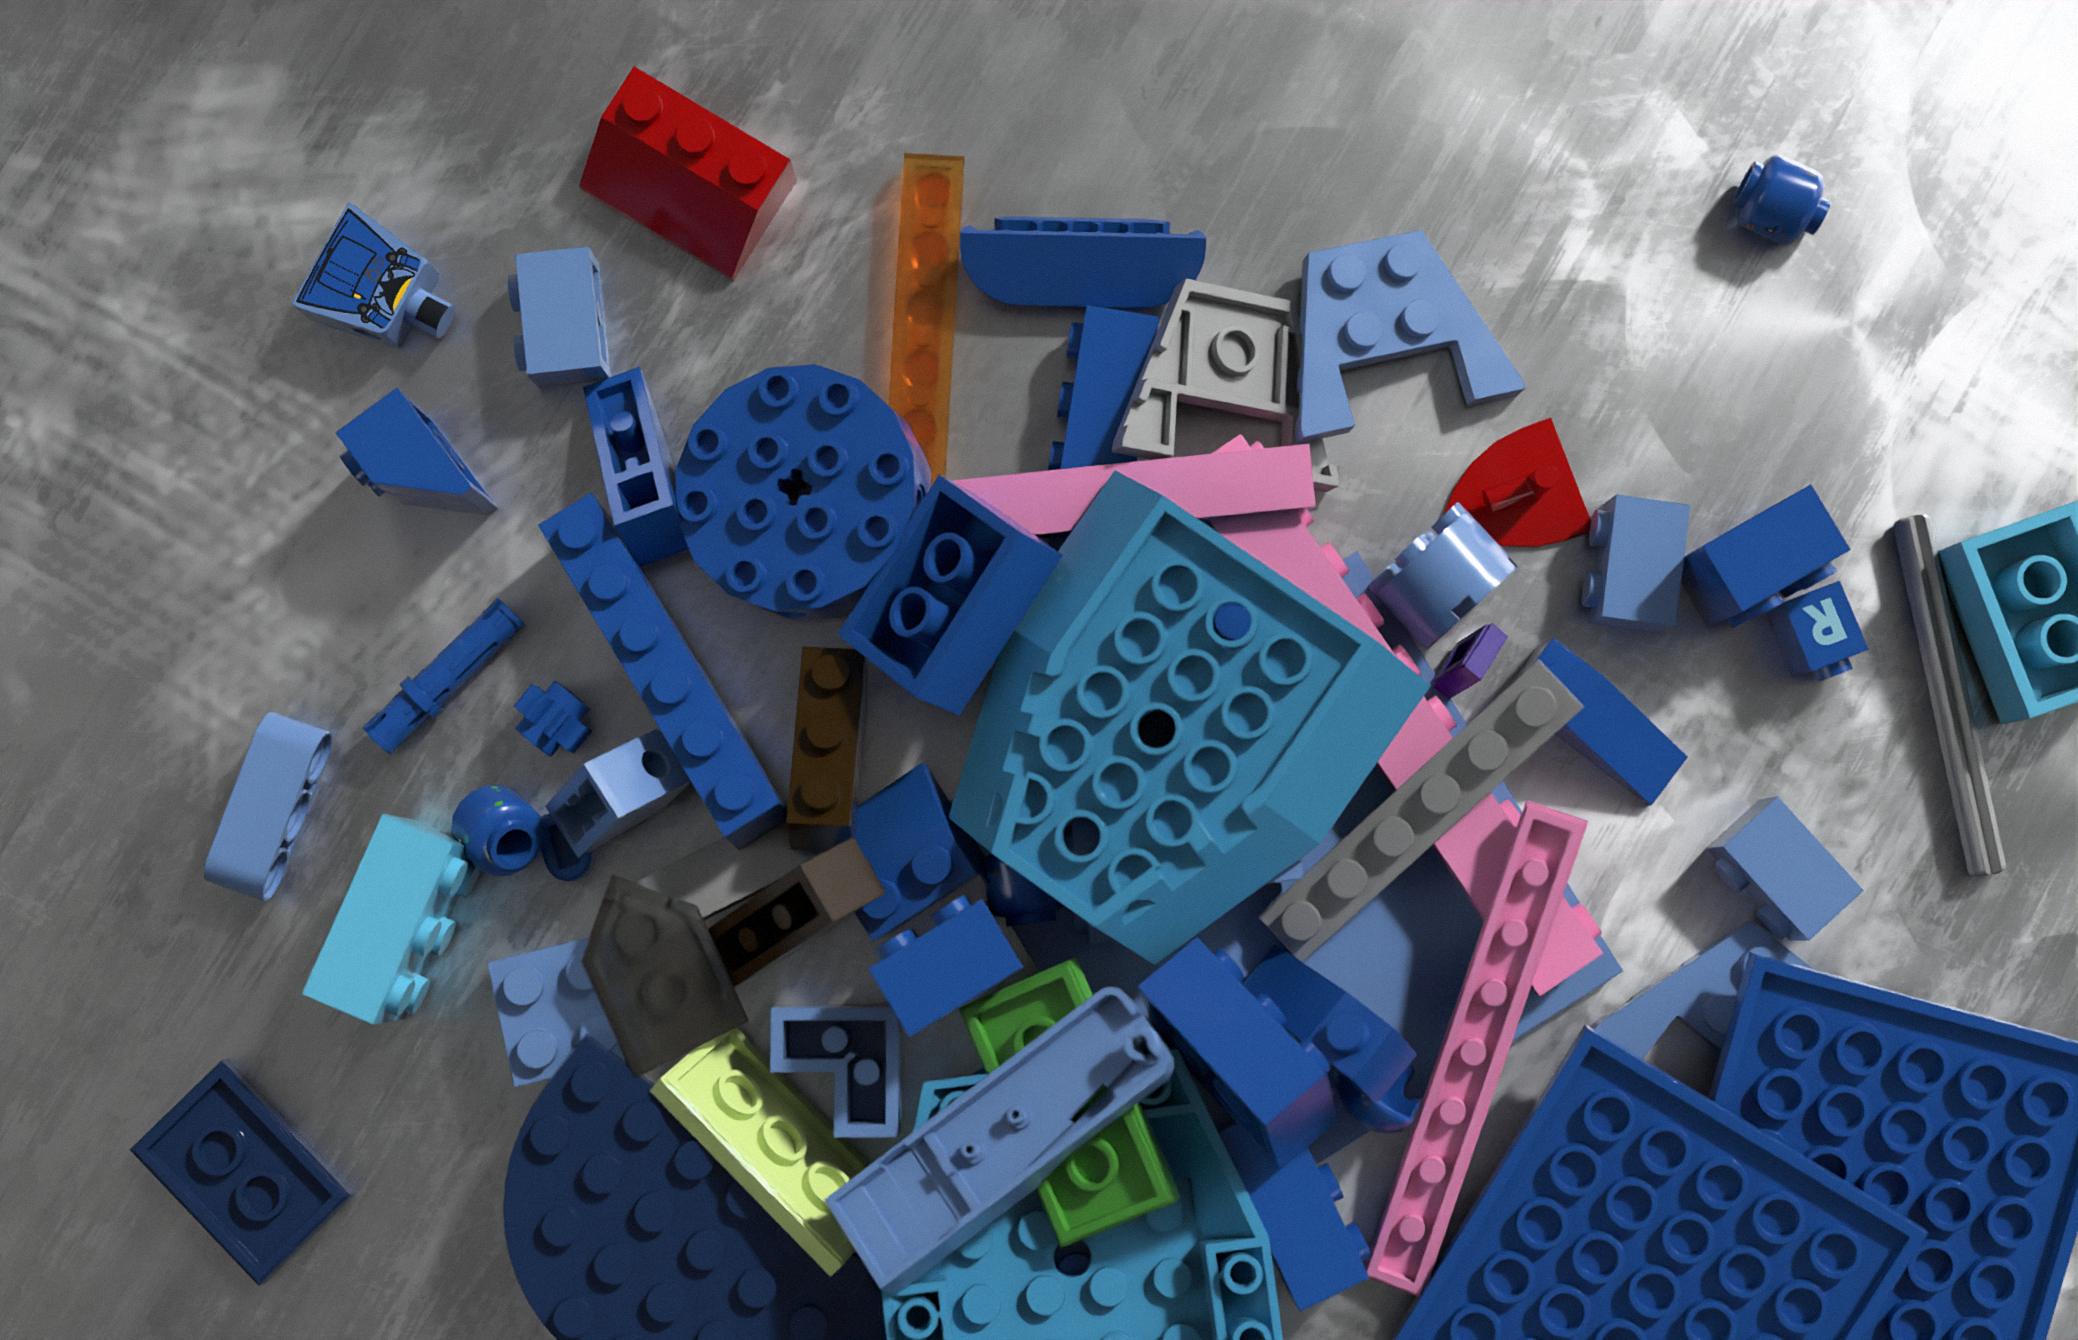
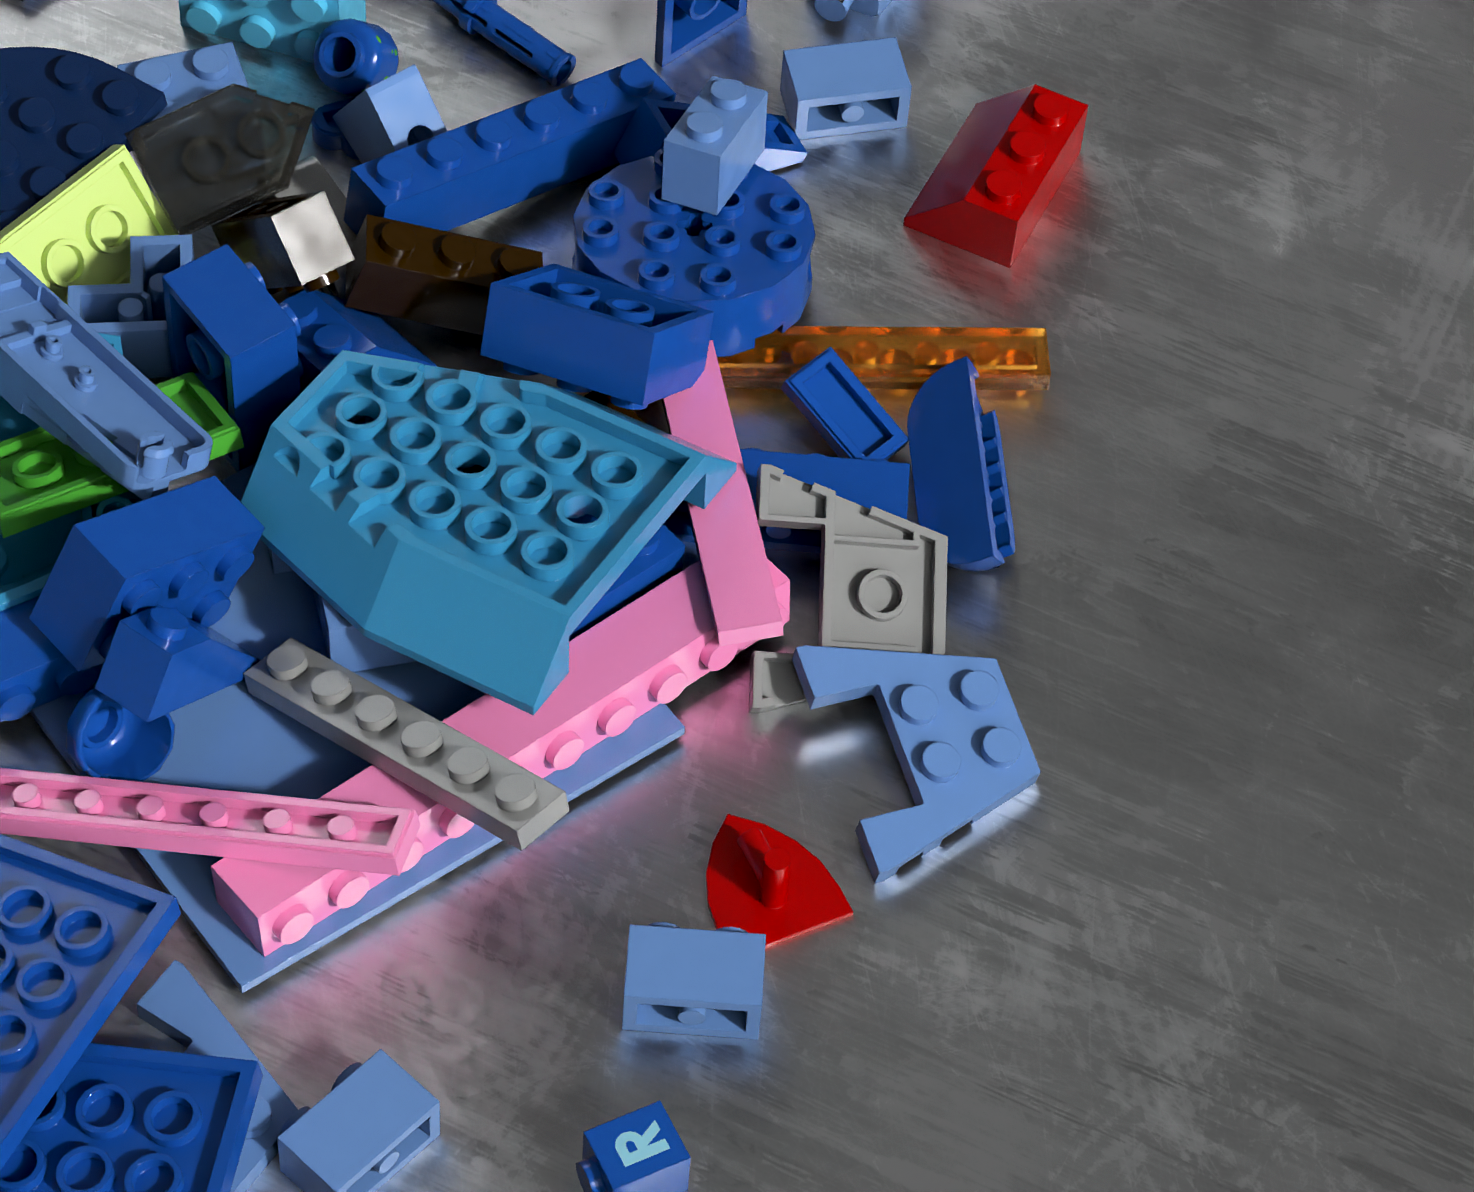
camera: 85 degrees right, 30 degrees down
(552, 718) = (463, 93): blue gear -> none
(712, 453) = (714, 145): none -> medium blue brick
(999, 363) = (843, 409): none -> blue tile
(1442, 576) = (659, 777): medium blue brick -> none
(1469, 660) = (584, 823): dark purple tile -> none
(1610, 727) = (518, 946): blue slope -> none
(1769, 553) = (709, 1073): blue brick -> none
(1781, 199) = (1130, 1114): blue head -> none

